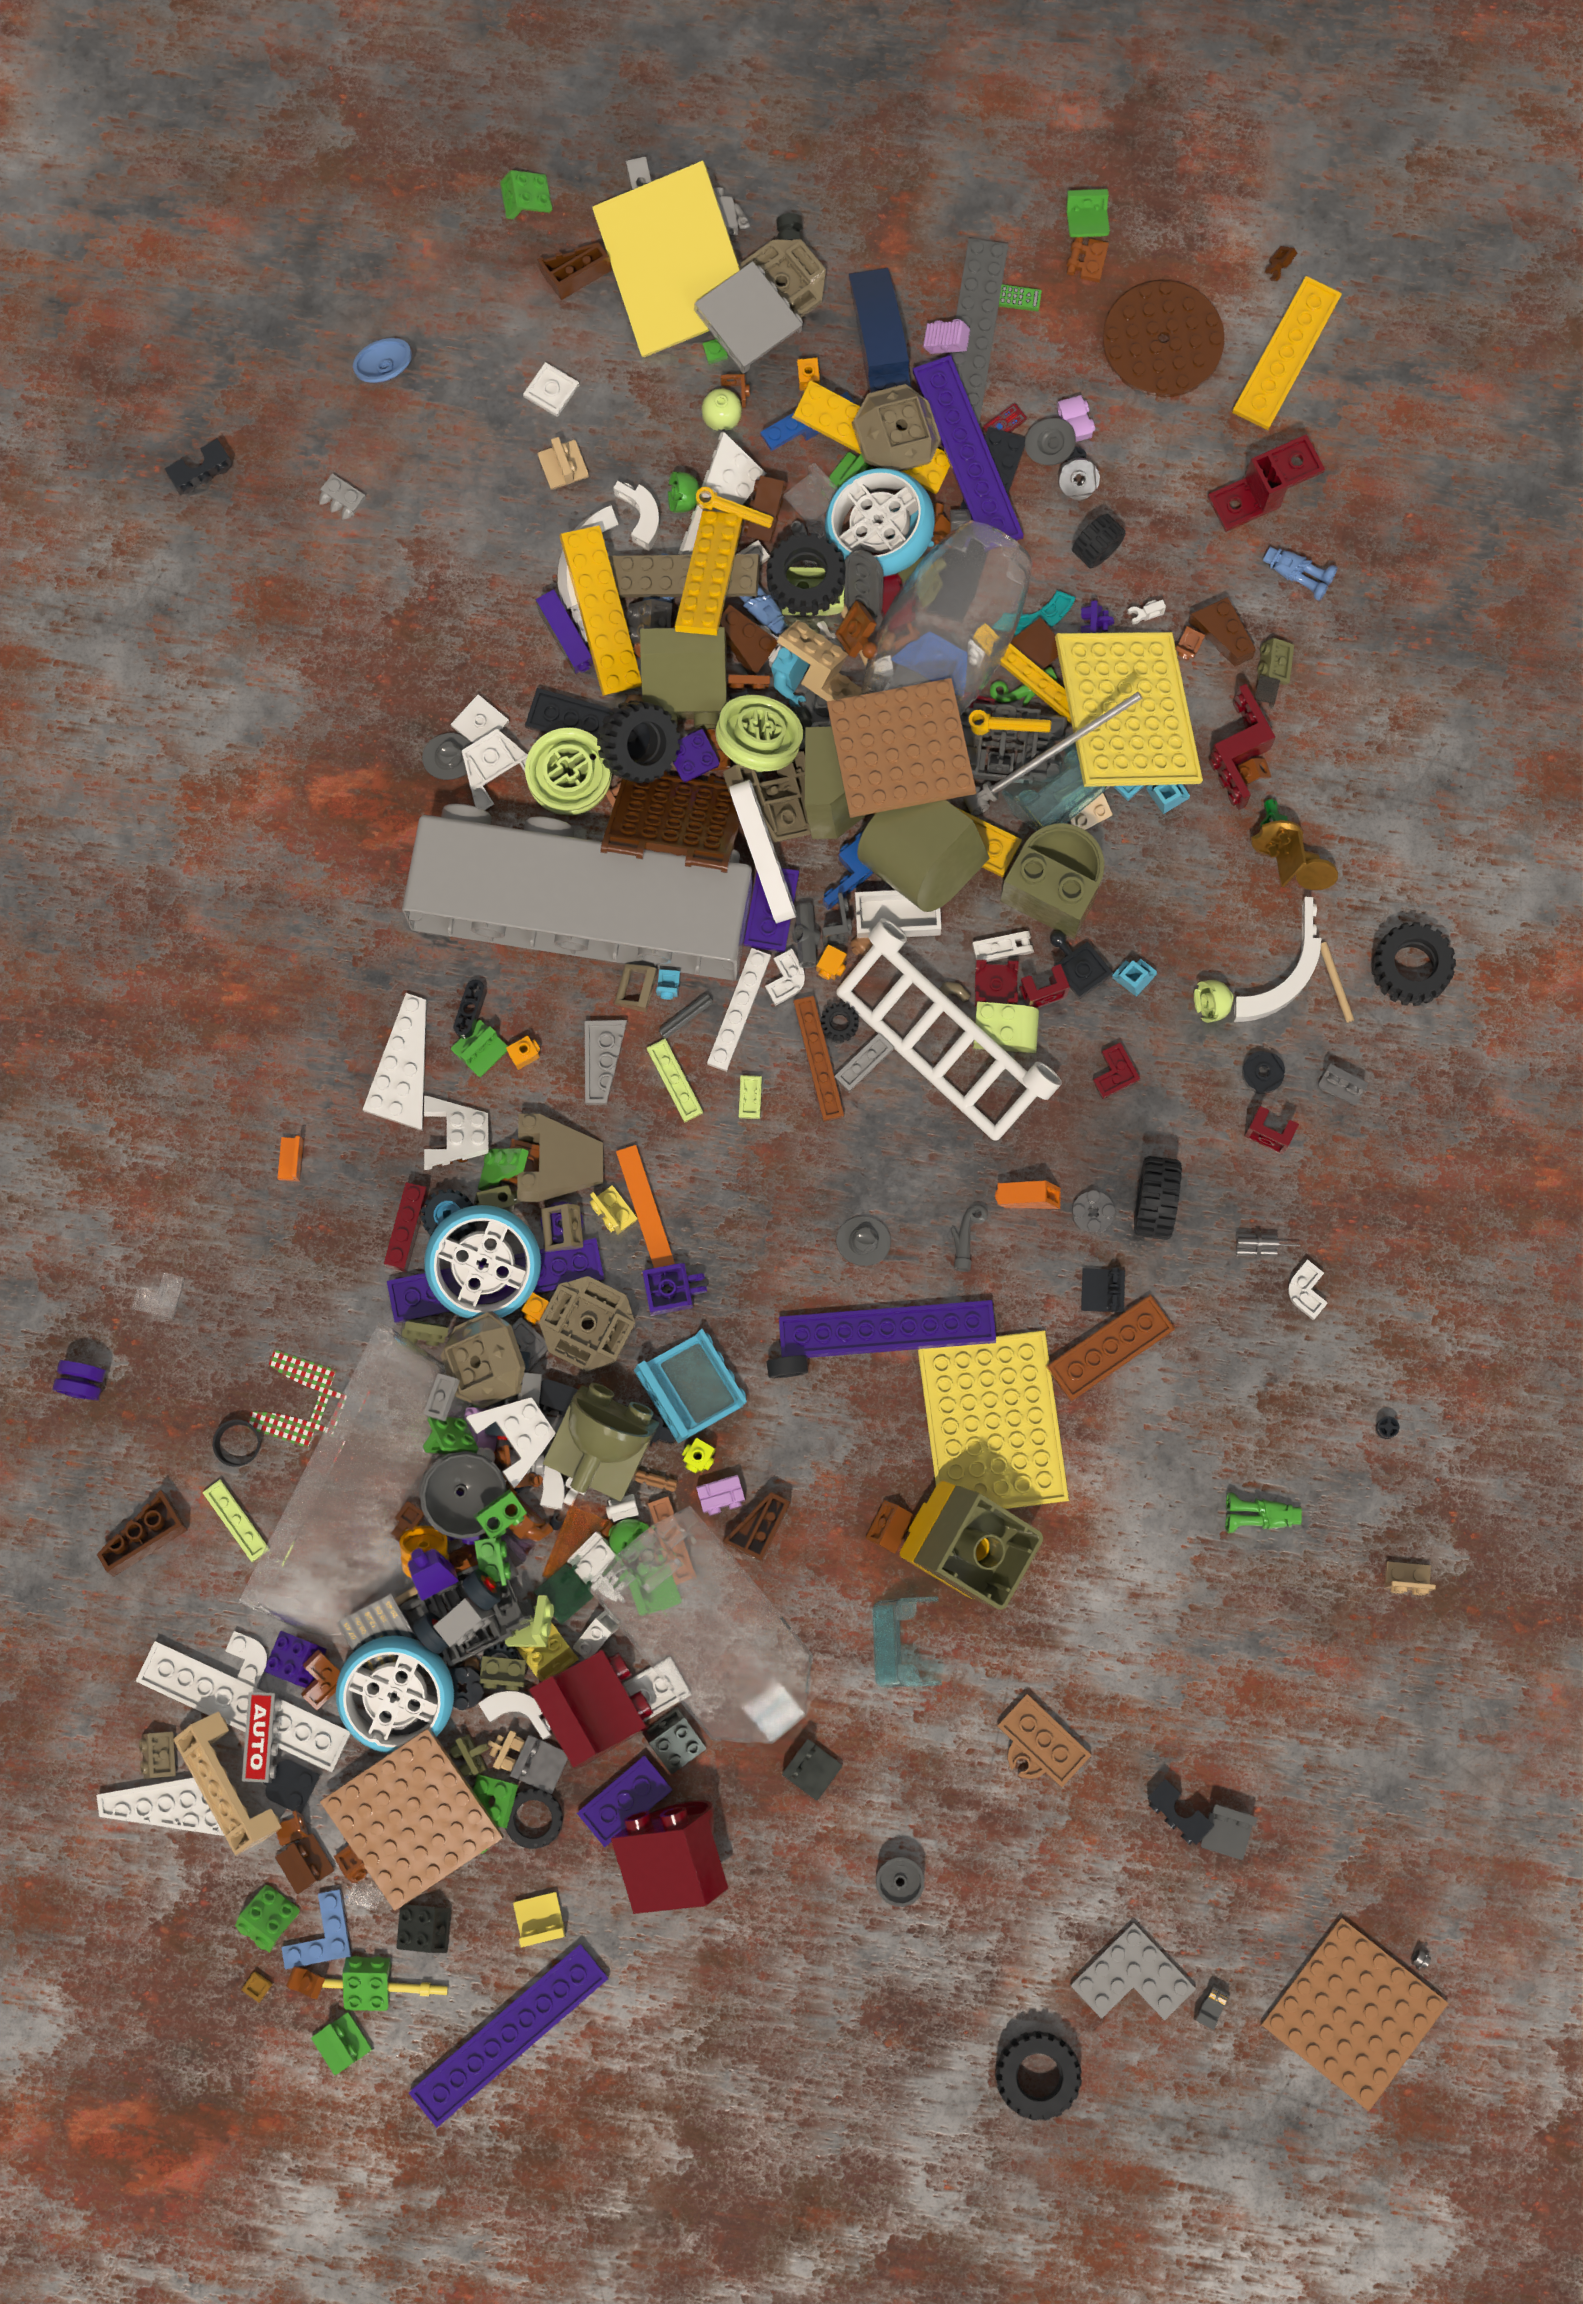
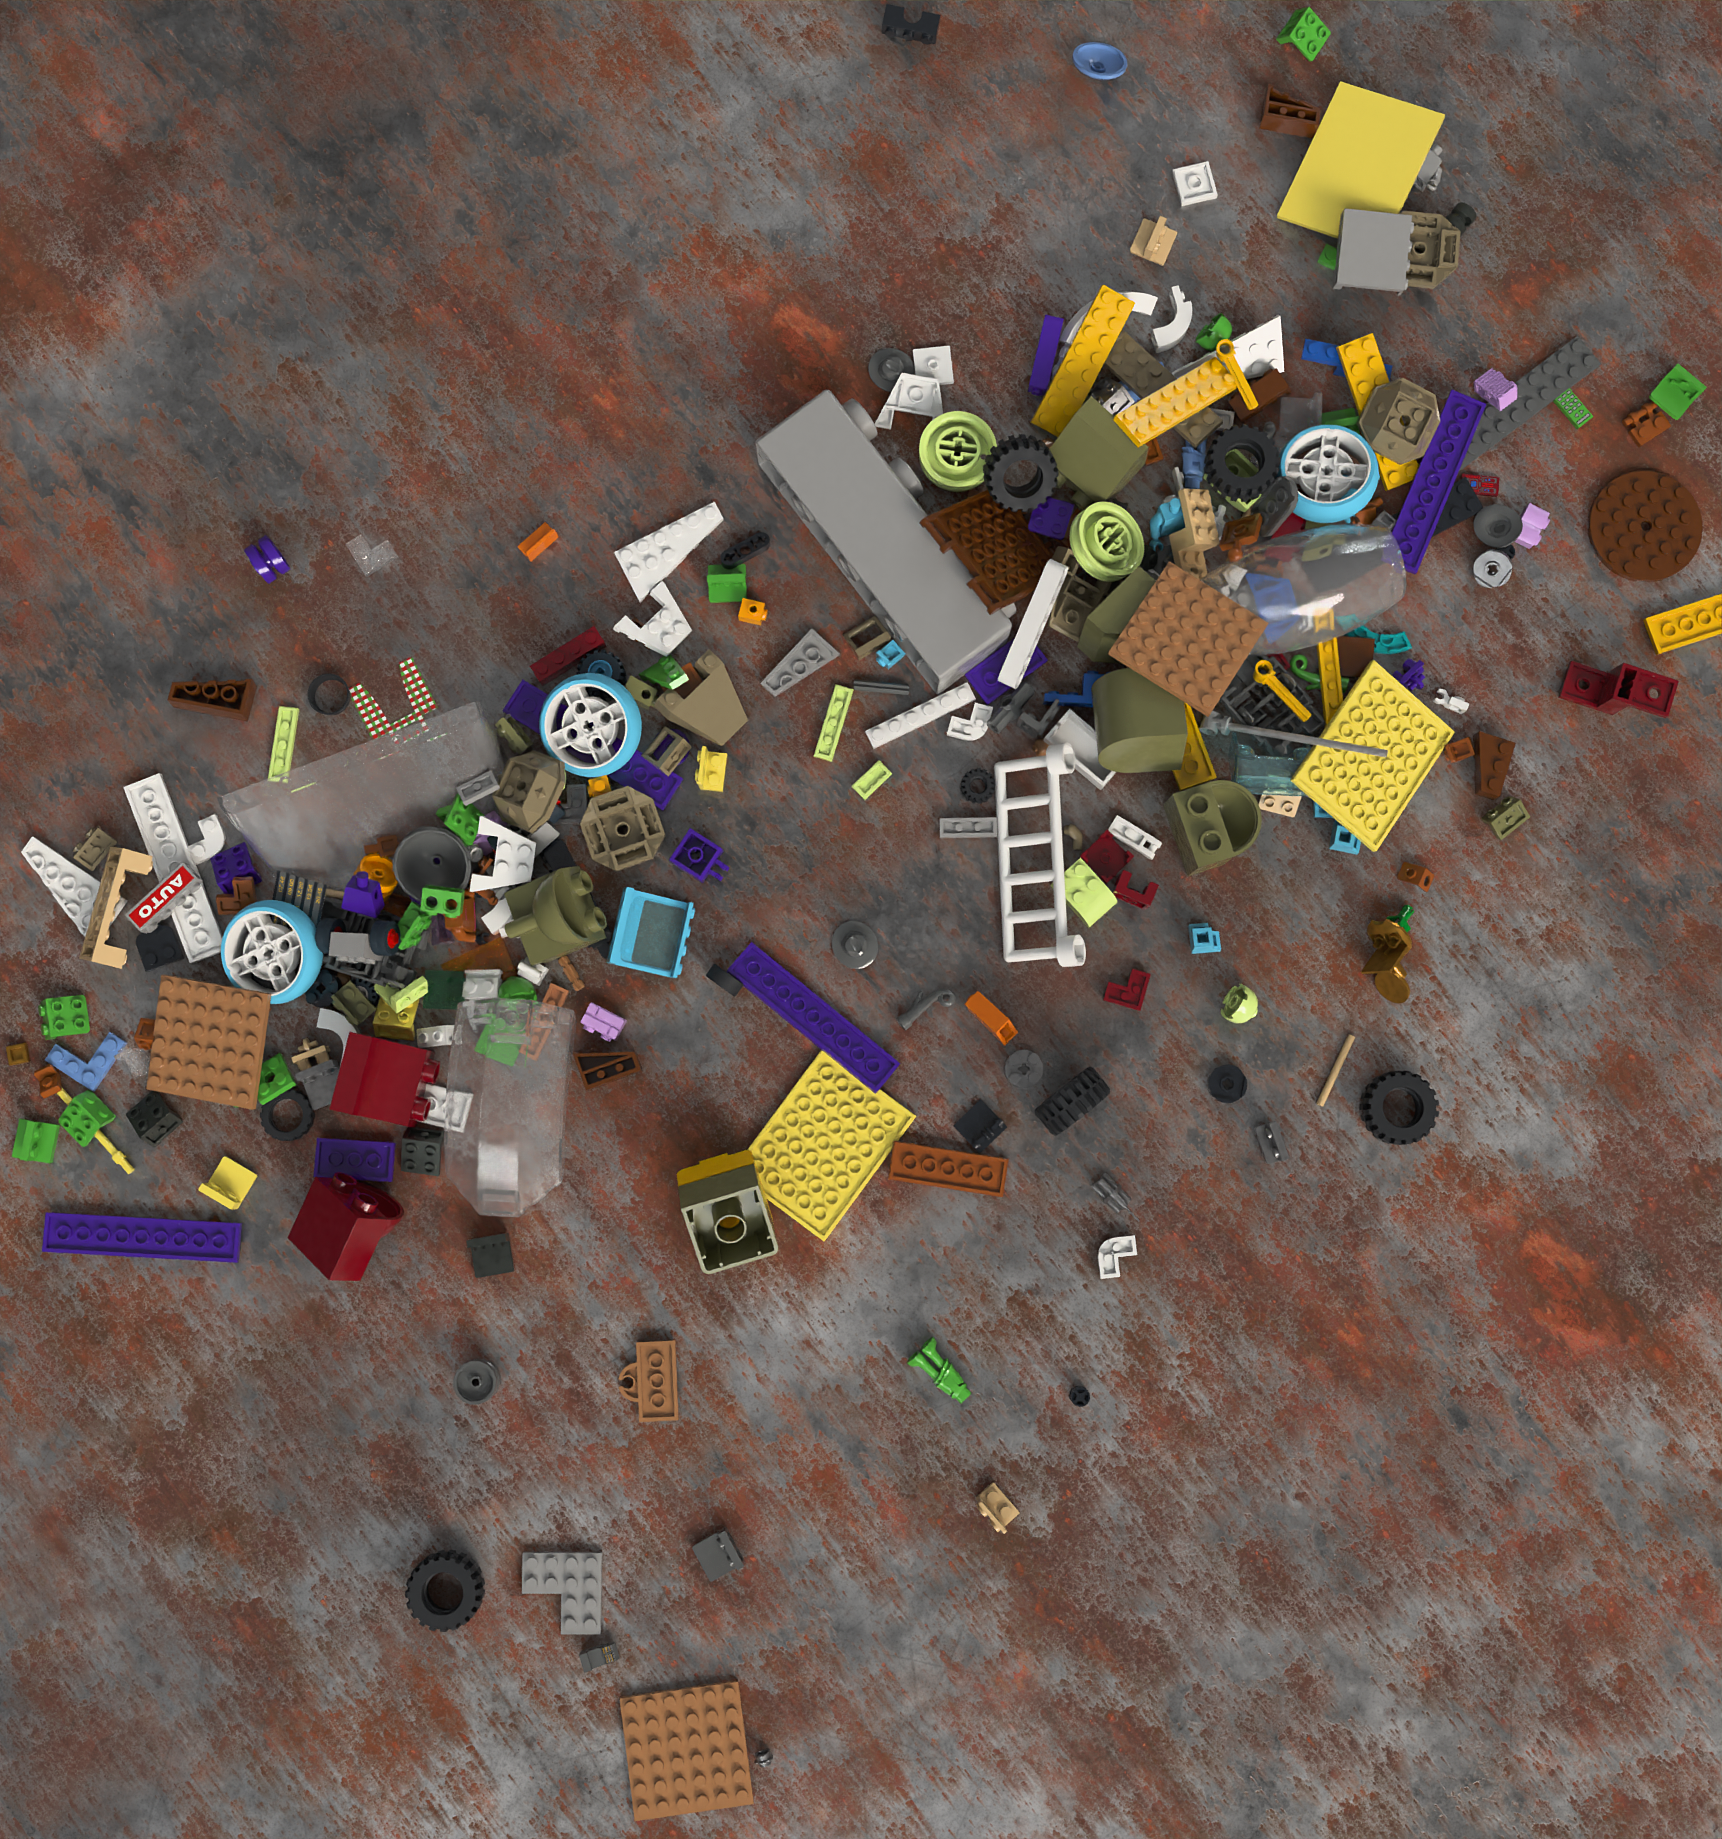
camera: 40 degrees right, 5 degrees up
(292, 1829) = (131, 975): dark orange bracket -> none
(304, 1863) = (119, 1005): reddish brown bracket -> none
(342, 496) = (987, 130): light grey plate -> none
(471, 1753) = (280, 1044): olive hips -> none
(557, 711) = (992, 407): black plate -> none
(638, 172) = (1394, 85): light grey torso -> none
(645, 1207) = (734, 788): orange tile -> none
(698, 1448) = (619, 983): neon yellow brick -> none
(721, 409) = (1295, 301): yellowish green cylinder -> none
(739, 381) = (1327, 291): dark orange bracket -> none
(746, 640) = (1161, 471): reddish brown wedge -> none
(748, 681) = (1139, 506): dark orange plate -> none
(807, 371) = (1379, 327): light orange brick -> none
(818, 1058) = (940, 796): dark orange plate -> none
(831, 963) = (1010, 742): light orange brick -> none
(879, 330) = (1455, 342): dark blue slope -> none
(887, 1643) = (631, 1204): clear light blue windscreen -> none
(889, 1526) = (691, 1147): dark orange panel -> none
(1081, 967) = (1173, 900): black plate -> none
(1098, 541) = (1464, 623): black tyre -> none
(1193, 1828) = (695, 1495): black arch -> none
(1241, 747) = (1425, 853): dark red bracket -> none
(1265, 1004) = (1278, 1042): white arch -> none
(1267, 690) = (1481, 830): clear smoke panel -> none
(1268, 1136) = (1188, 1130): dark red panel -> none
(1293, 565) = (1581, 763): medium blue piece -> none

